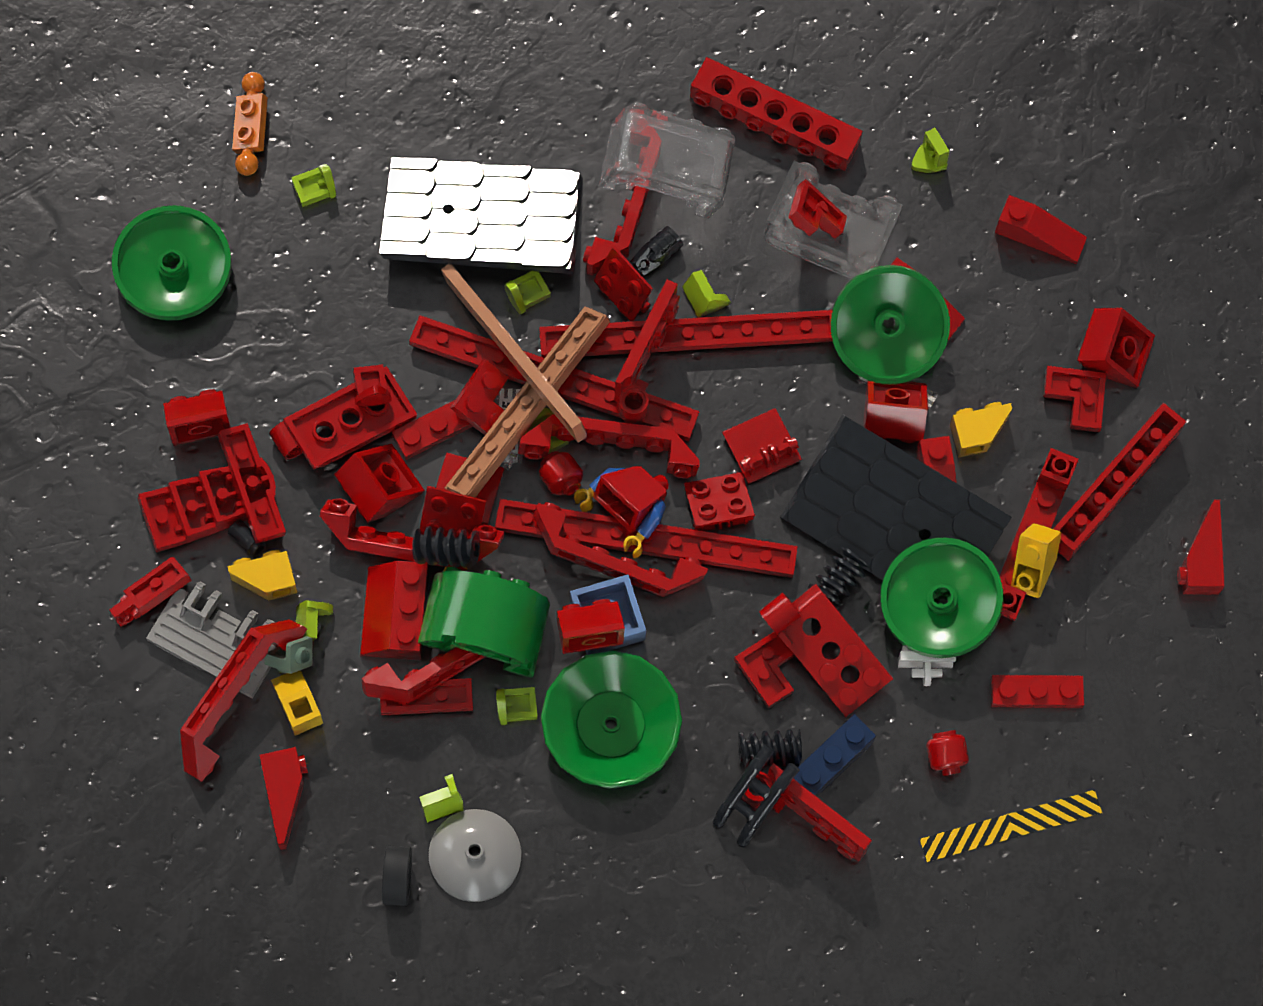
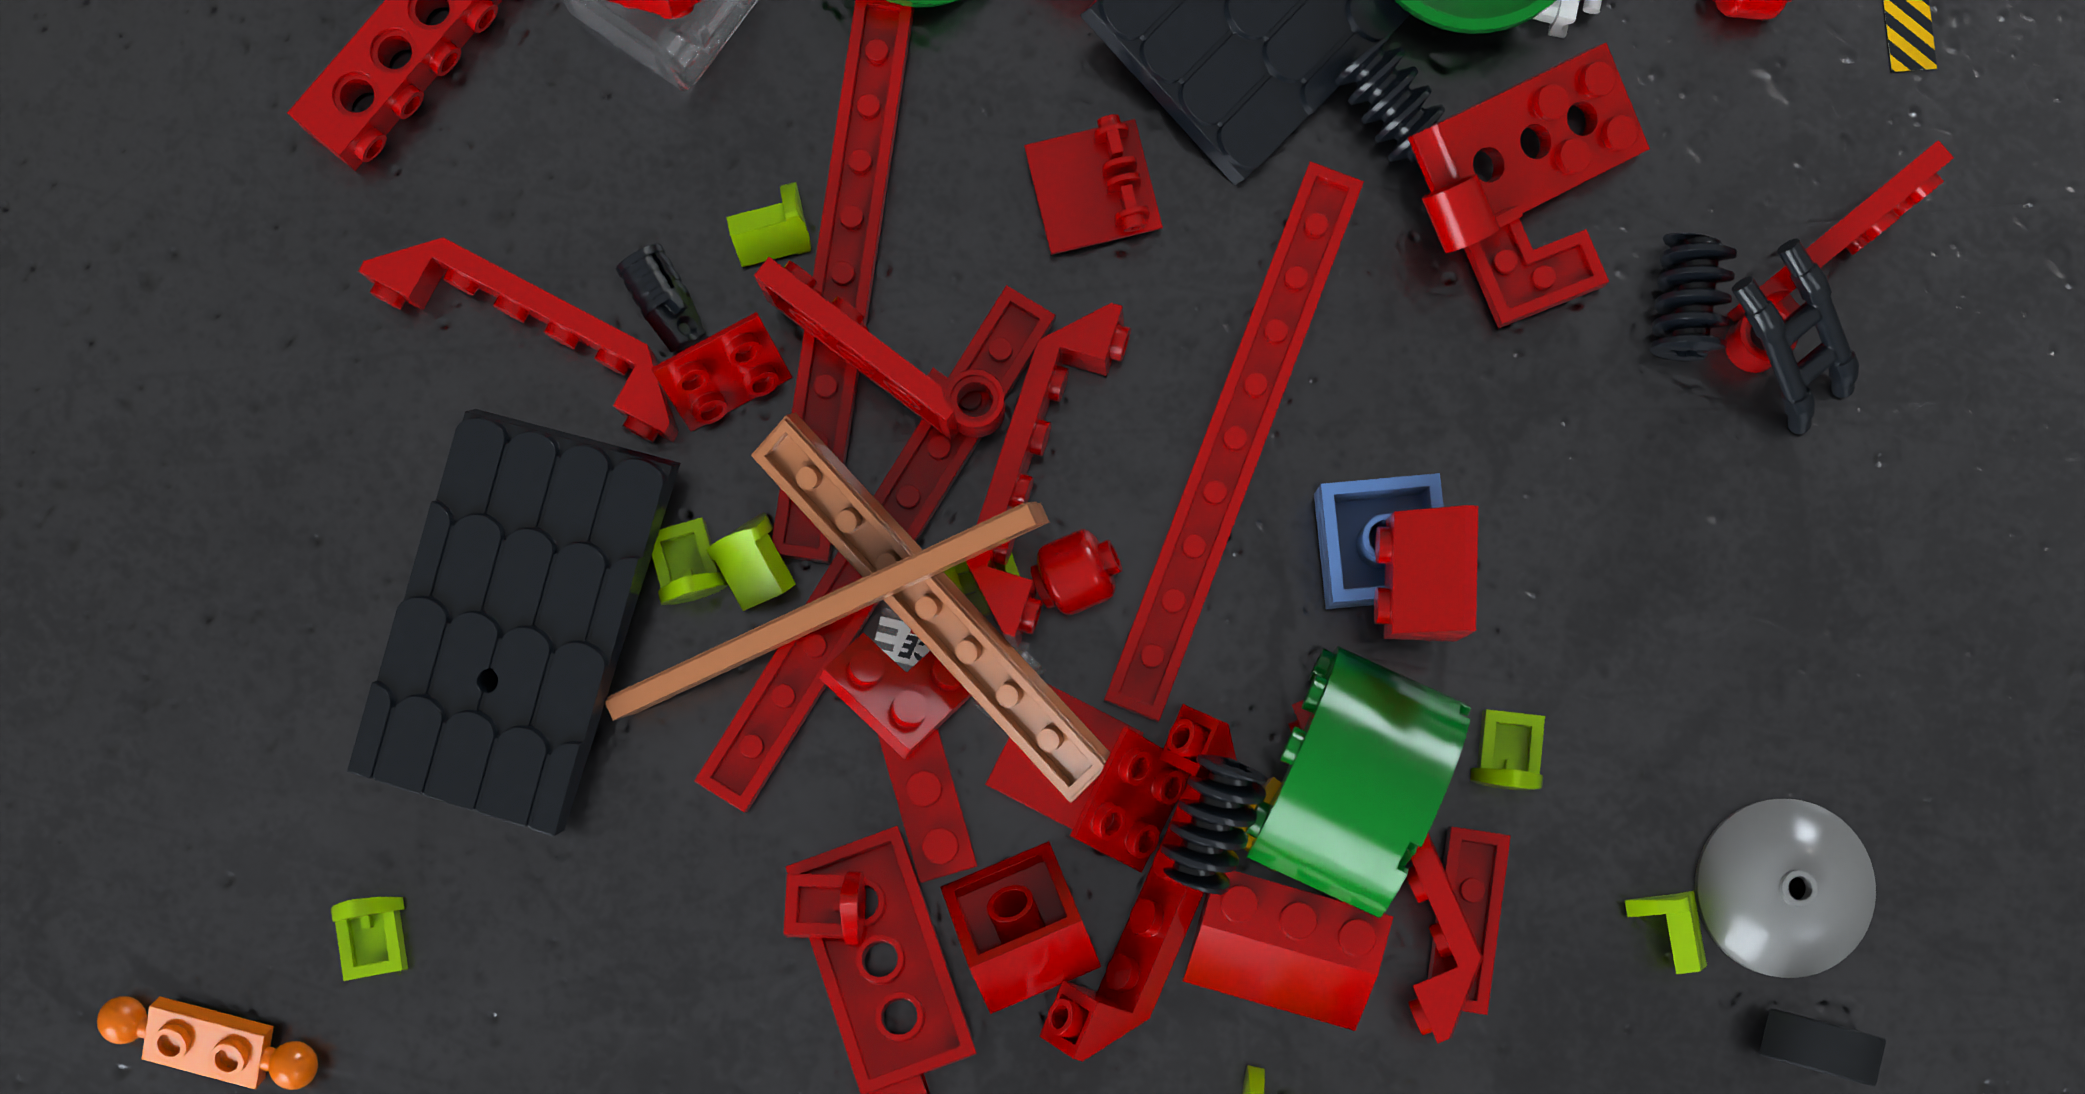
camera: 70 degrees left, 10 degrees up
(532, 319) = (751, 563): none -> lime tile
(550, 521) = (1326, 390): red slope -> none
(616, 689) = (1652, 564): green dish -> none
(631, 498) = (1159, 448): red torso -> none
(669, 157) = (485, 226): clear windscreen -> none
(719, 501) = (1188, 287): red hinge -> none
(835, 755) = (1730, 187): dark blue brick -> none

